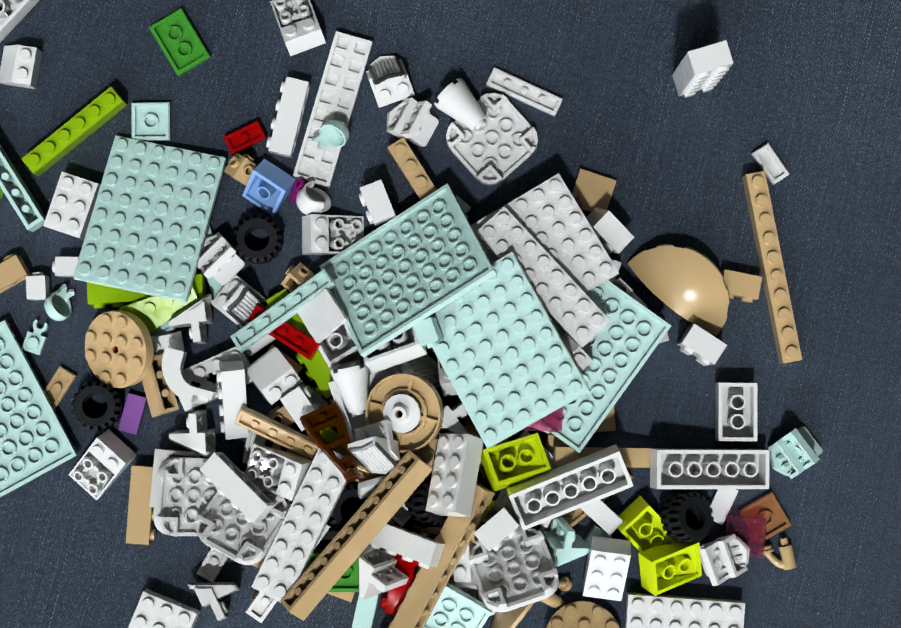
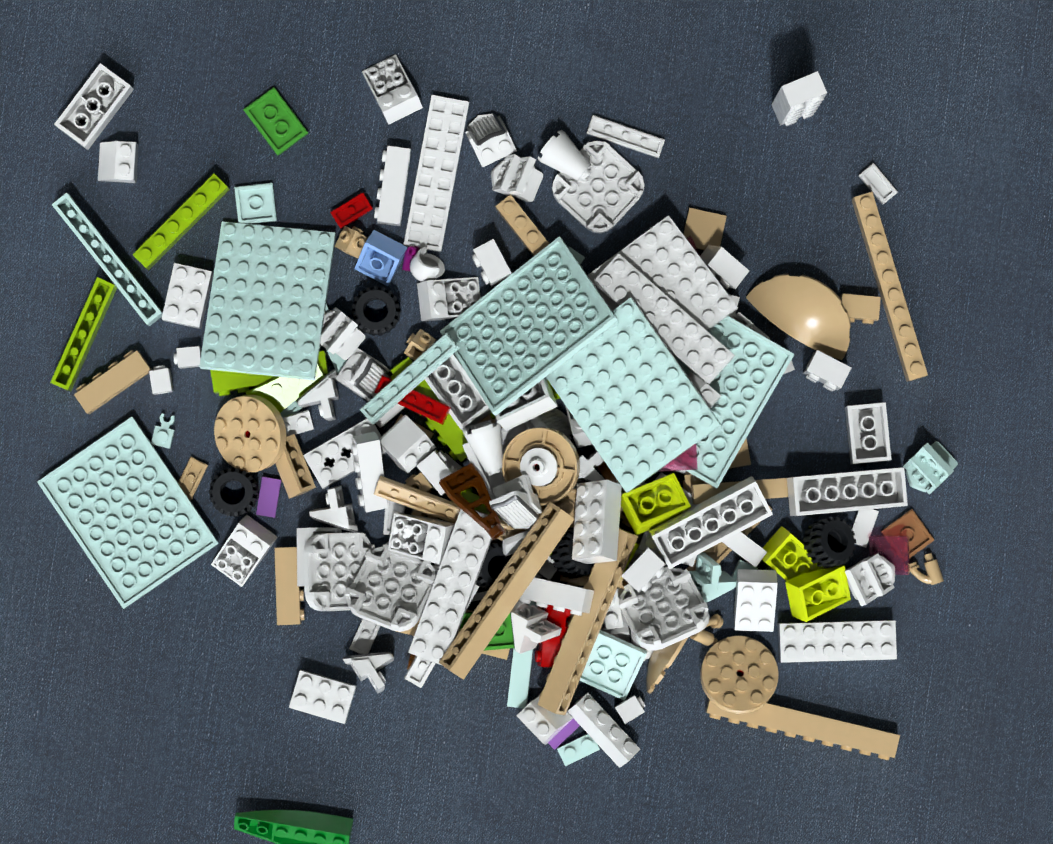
camera: 15 degrees left, 0 degrees up
(58, 304) = (183, 396): light aqua piece -> none
(173, 373) = (308, 451): white arch -> none
(237, 487) = (383, 557): white brick -> none
(322, 315) = (449, 379): white tile -> none
(333, 134) = (440, 198): light aqua piece -> none
(428, 332) = (557, 385): light aqua brick -> none

